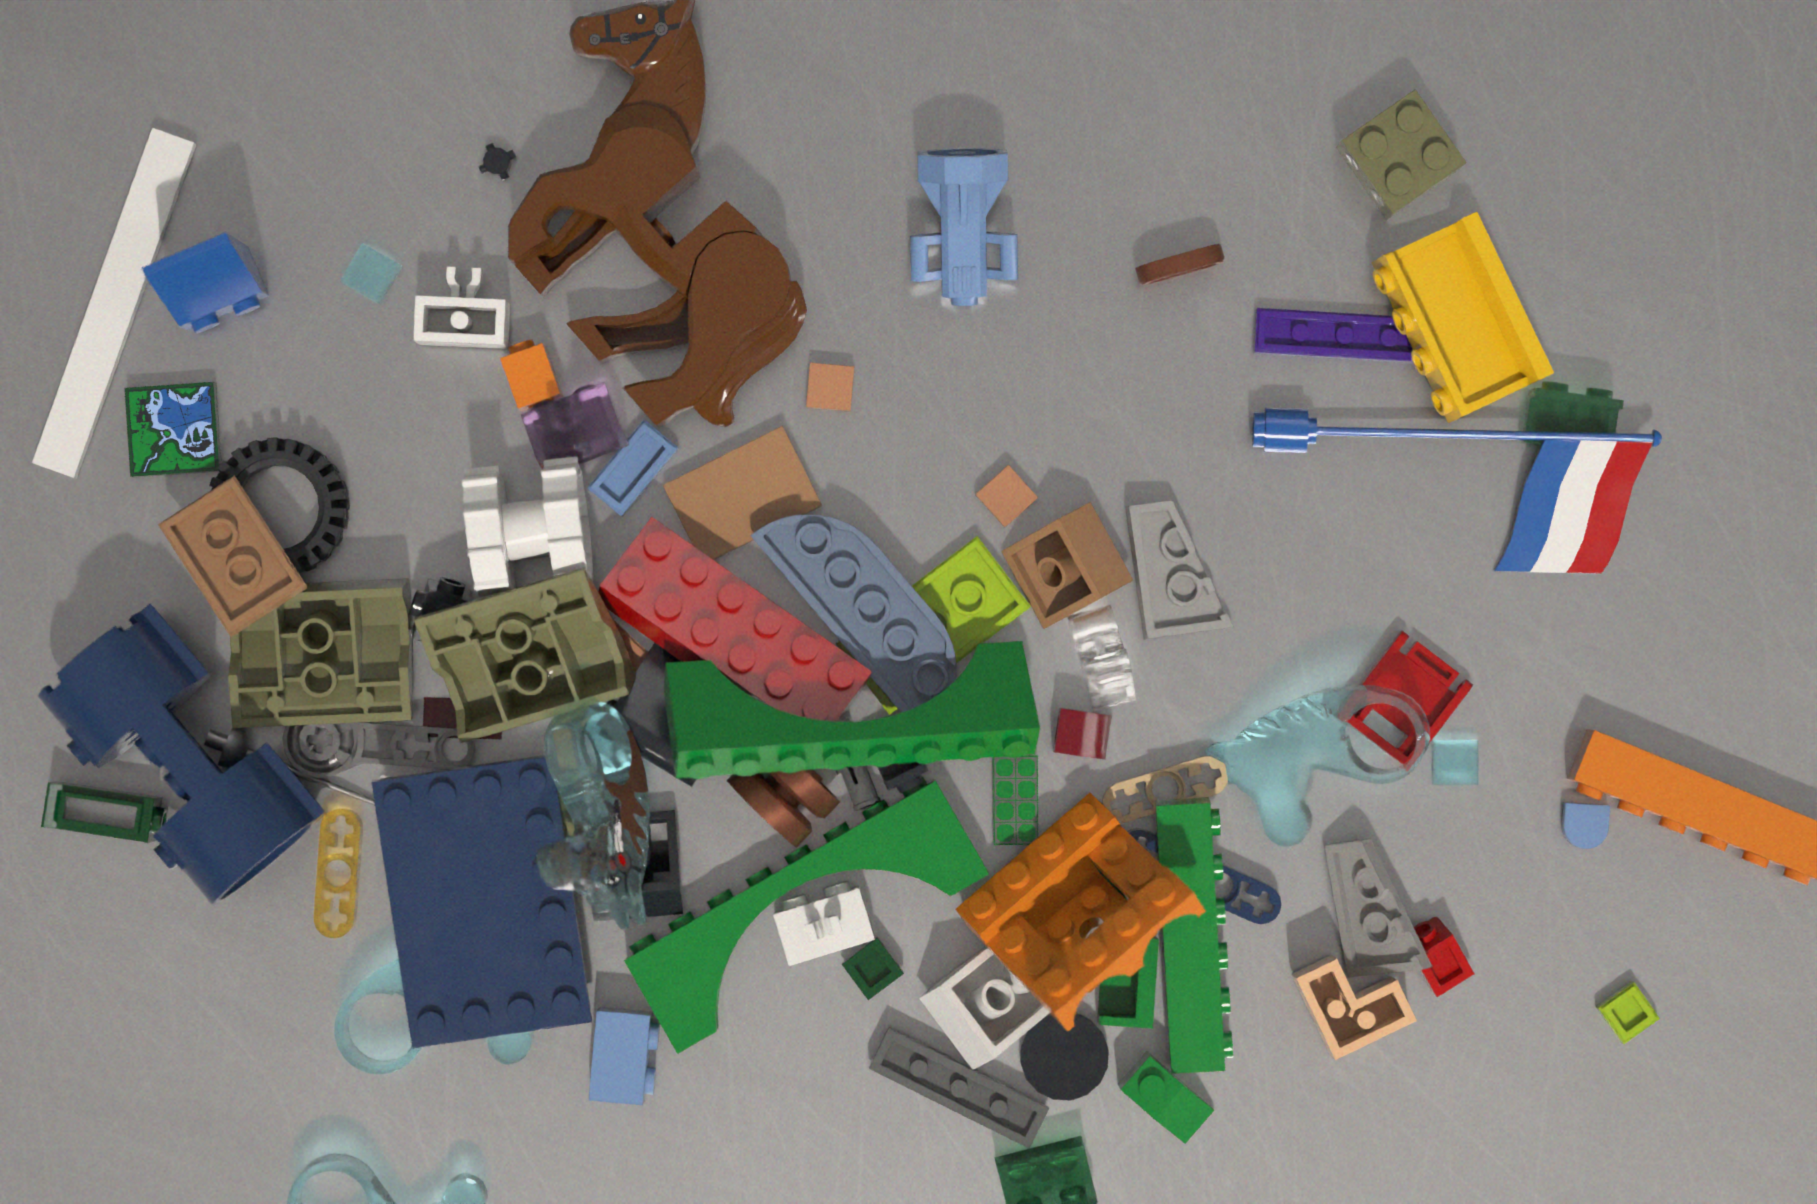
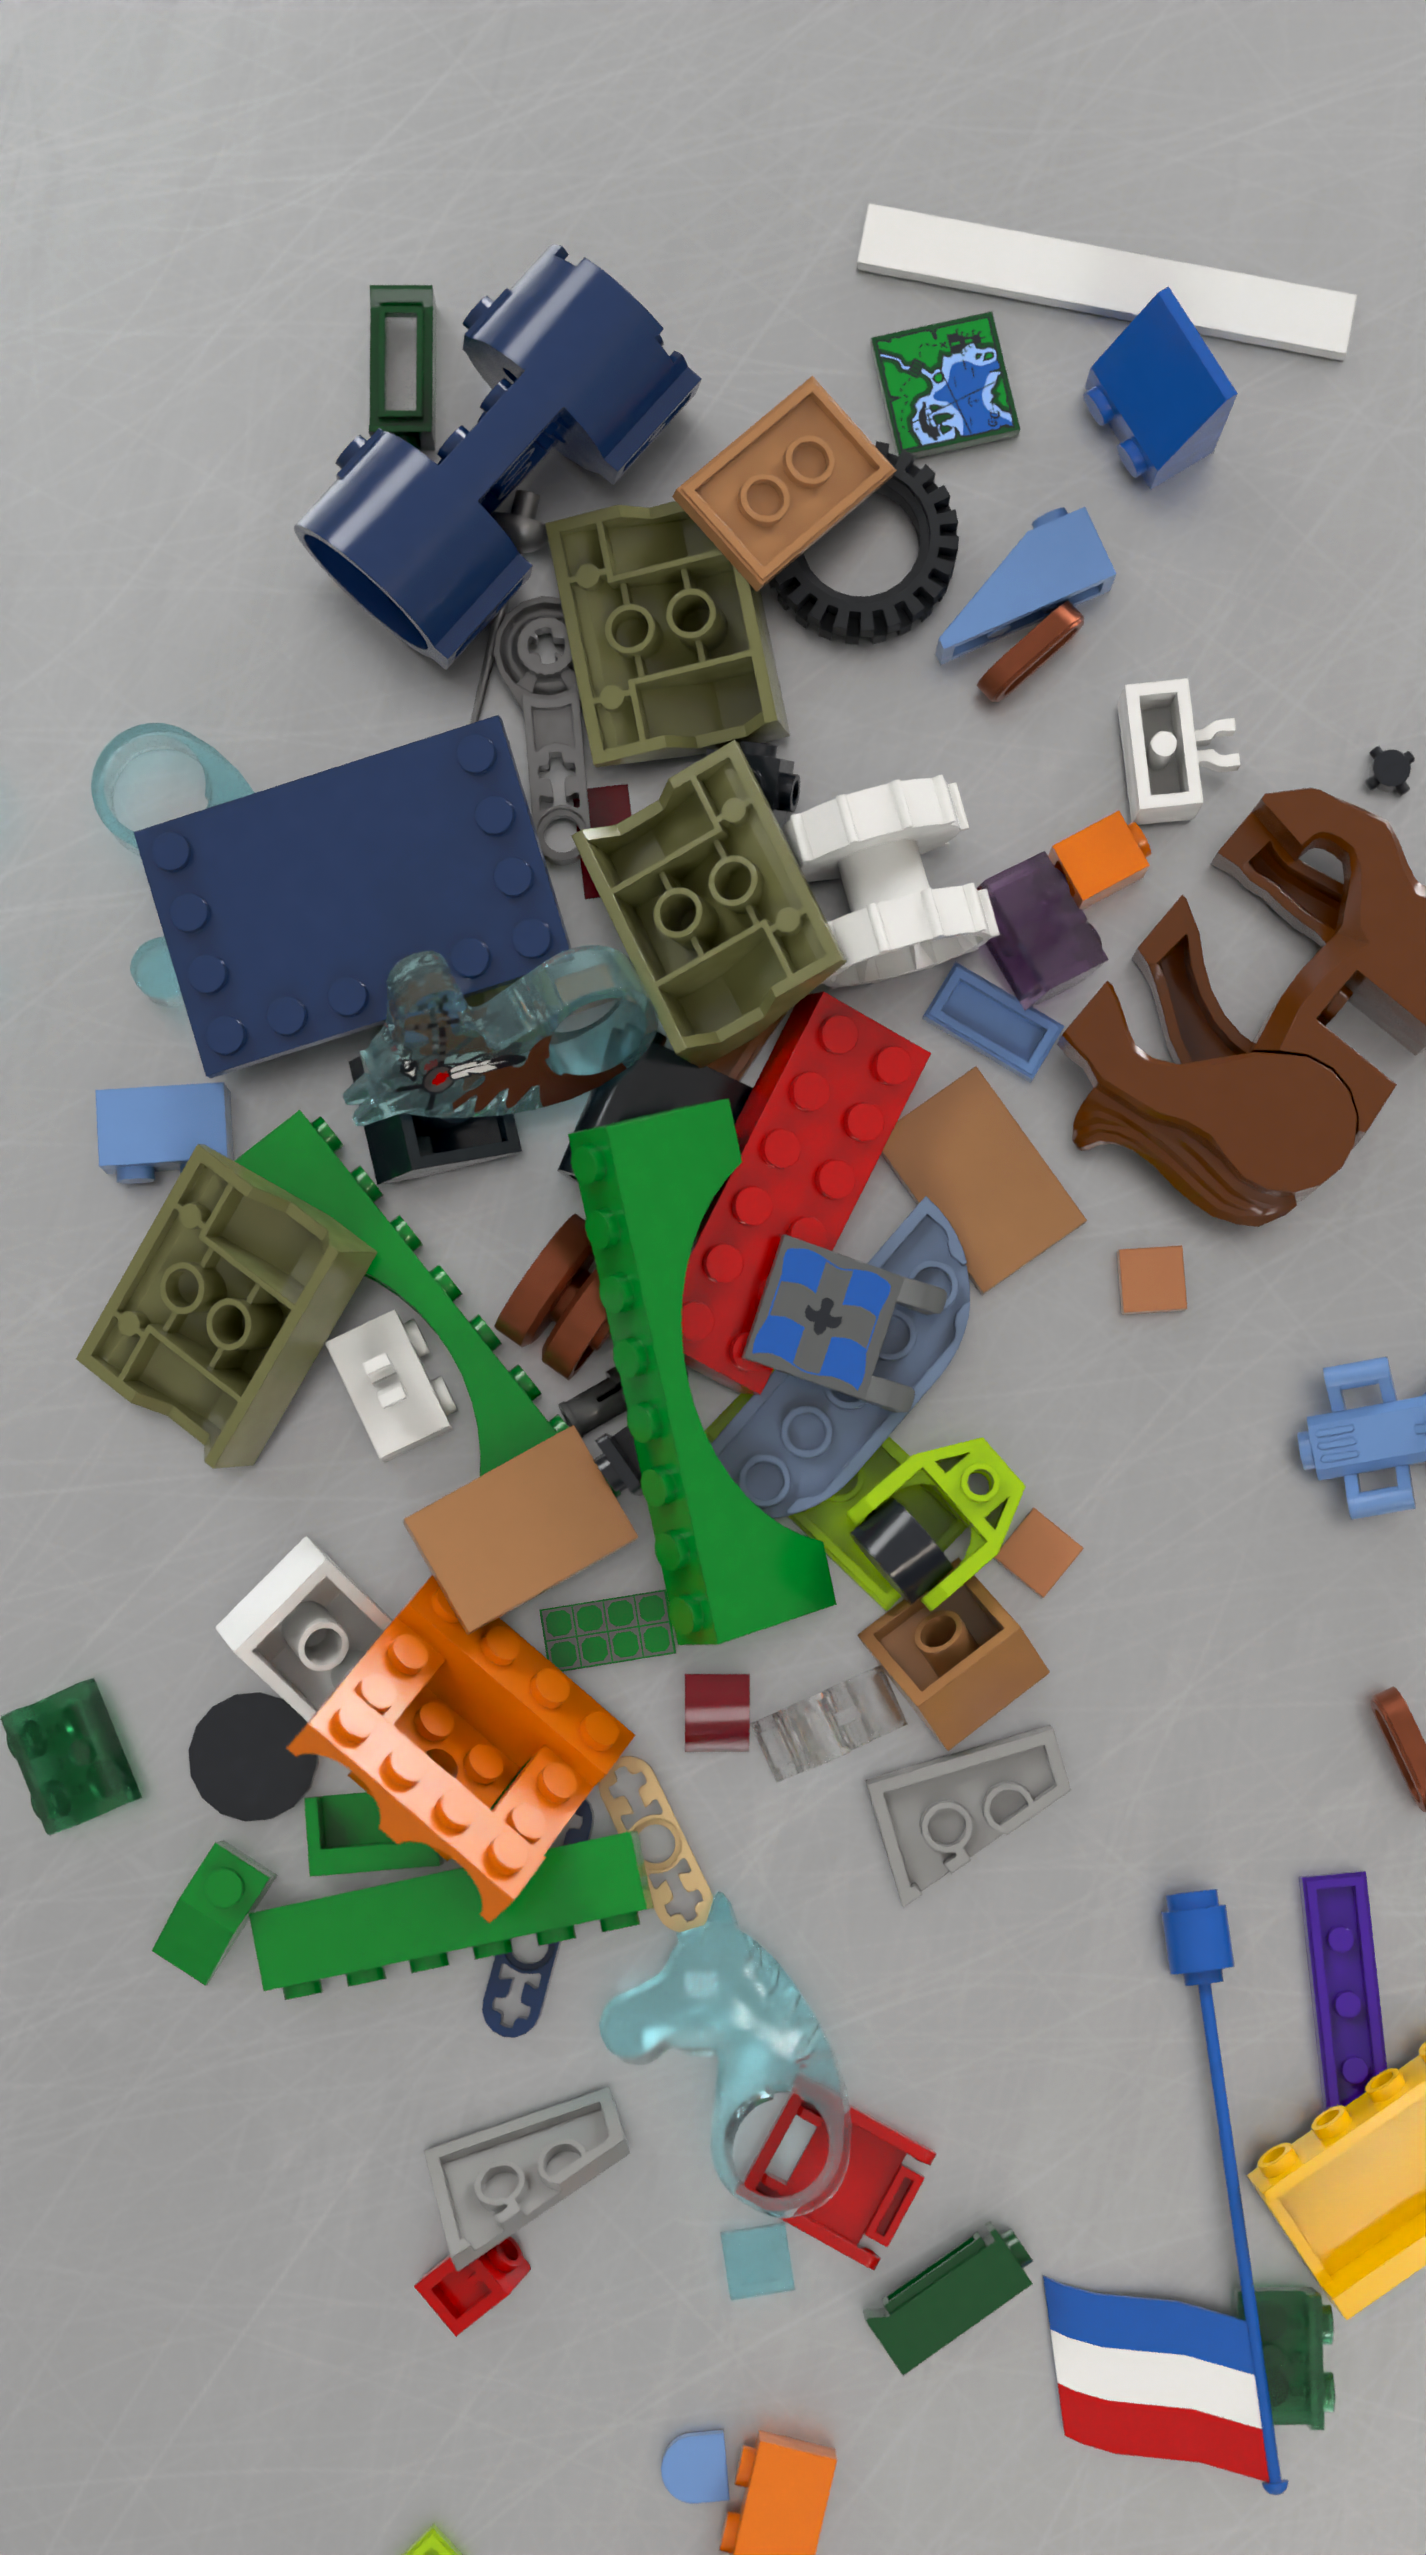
camera: 80 degrees right, 5 degrees down
(322, 383) = (1047, 567): none -> medium blue slope
(346, 906) = (346, 682): clear yellow beam -> none
(371, 273) = (1204, 622): clear light blue tile -> none
(375, 399) = (1031, 652): none -> copper tile
(753, 1030) = (226, 1306): none -> olive piece
(828, 616) = (829, 1319): none -> dark grey flag
(872, 968) = (338, 1464): dark green plate -> none
(939, 850) = (520, 1529): none -> medium nougat tile
(958, 1087) = (186, 1613): dark grey plate -> none
(993, 588) = (901, 1545): none -> lime piece
(1349, 1018) = (363, 2160): light nougat brick -> none
(1498, 636) = (950, 2297): none -> dark green window

